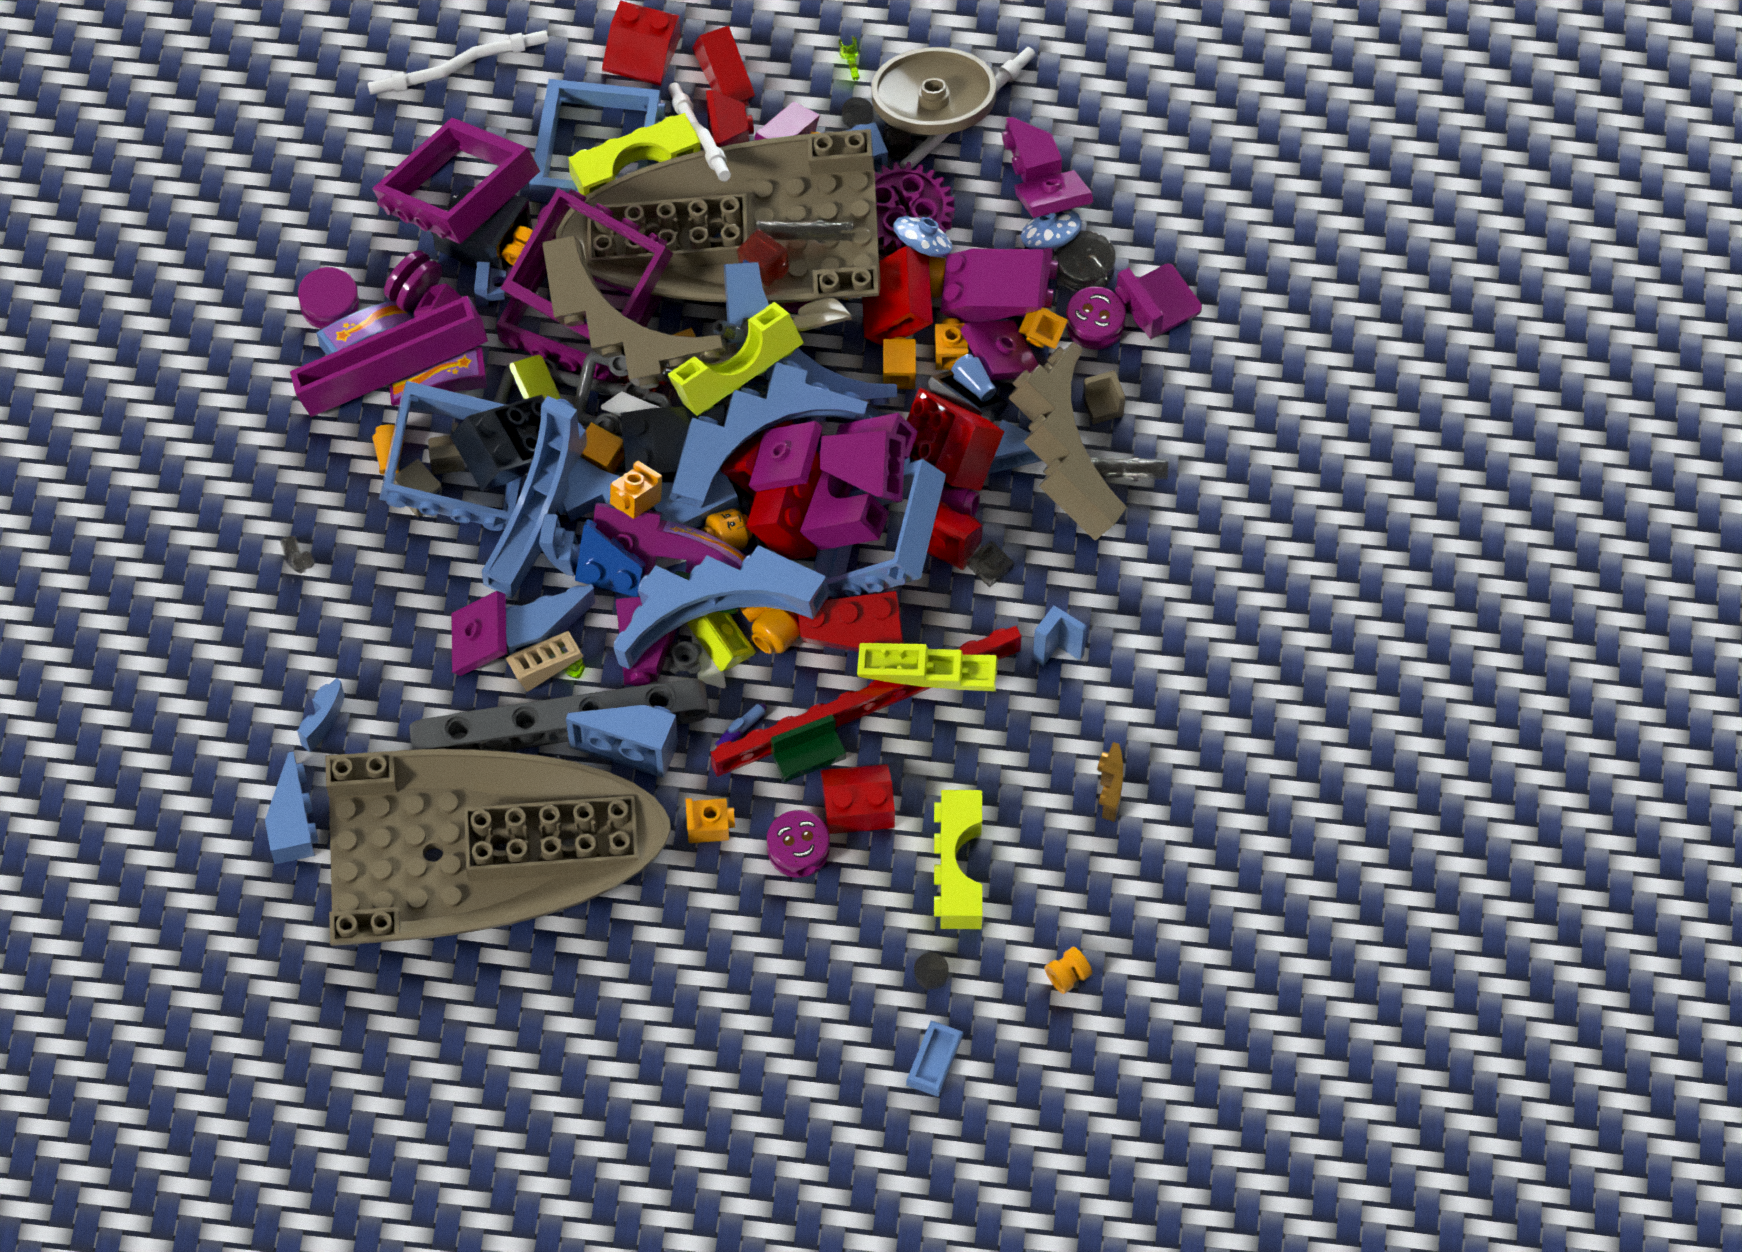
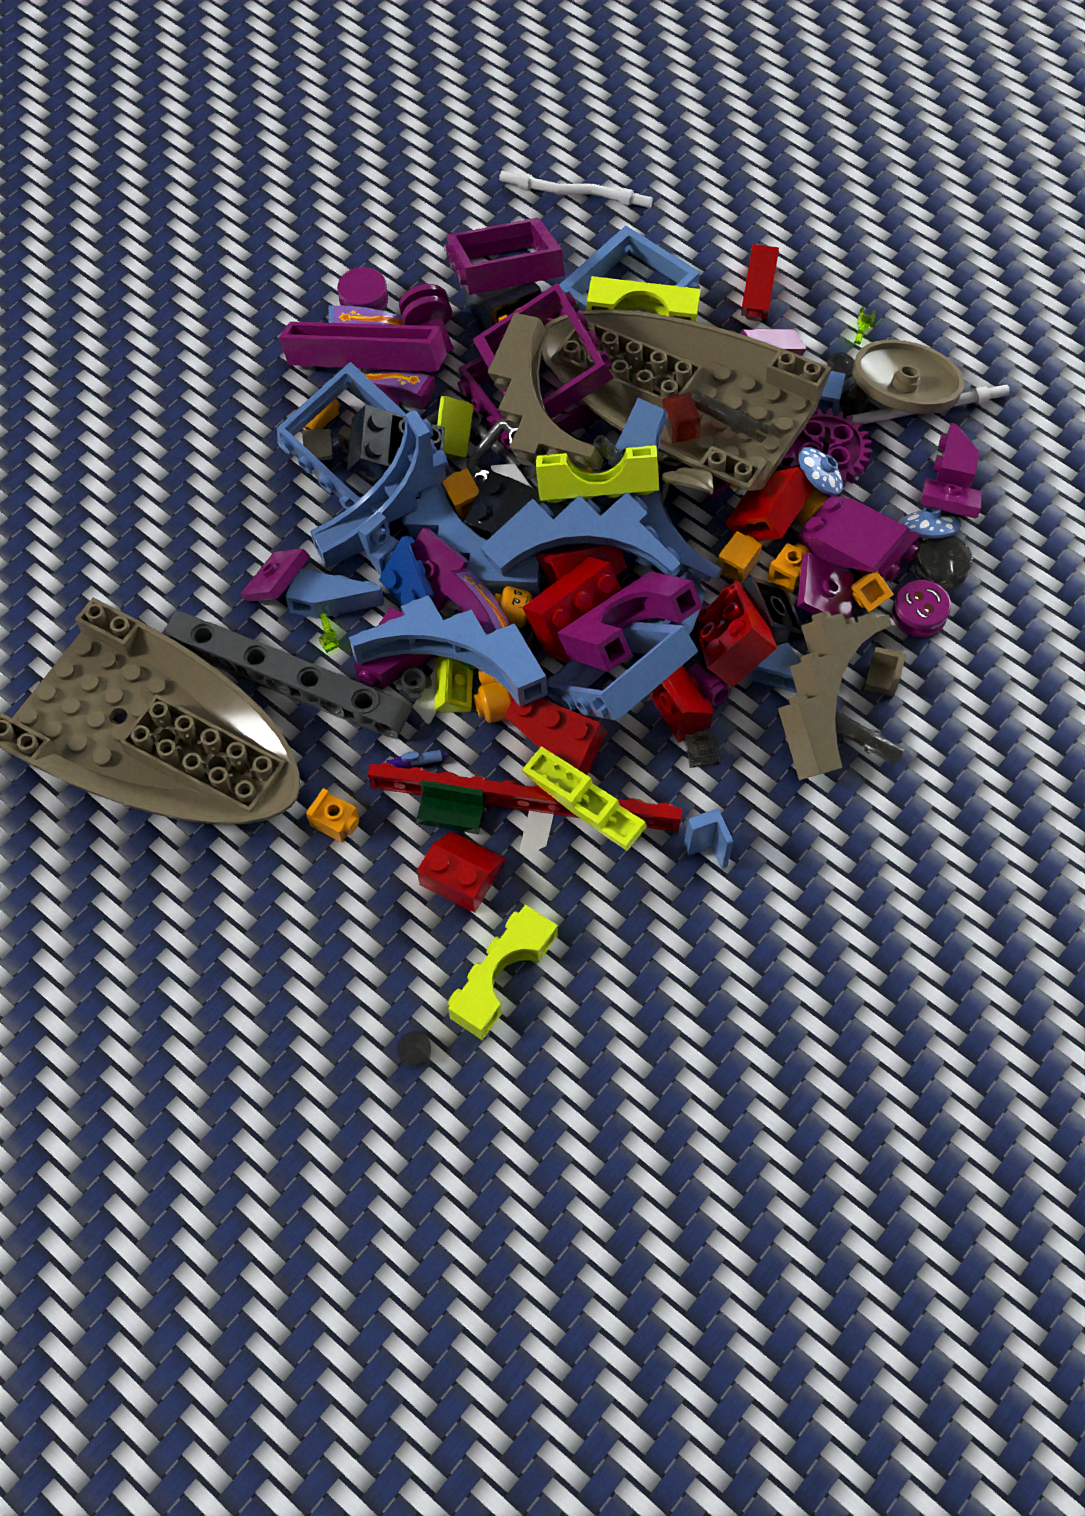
camera: 35 degrees right, 0 degrees up
(287, 820) = (39, 629): medium blue slope -> none
(295, 560) = (198, 454): clear smoke arm -> none
(327, 706) = (133, 567): medium blue slope -> none
(484, 284) = (469, 347): medium blue tile -> none
(532, 674) = (297, 621): tan slope -> none
(627, 735) = (321, 714): medium blue slope -> none
(636, 490) = (457, 533): light orange brick -> none
(641, 43) = (713, 238): red slope -> none
(714, 156) = (697, 325): white bar -> none
(727, 119) = (732, 312): red slope -> none
(785, 456) = (586, 569): magenta plate -> none
(798, 843) = (387, 878): magenta head -> none
(867, 461) = (639, 605): magenta slope -> none
(895, 726) = (536, 832): none -> white sticker
(934, 1058) = (362, 1125): medium blue tile -> none
(972, 375) = (786, 596): medium blue cone -> none
(1068, 970) = (522, 1123): light orange wheel -> none
(1111, 778) = (678, 978): pearl gold slope -> none
(1157, 299) = (982, 622): magenta bracket -> none

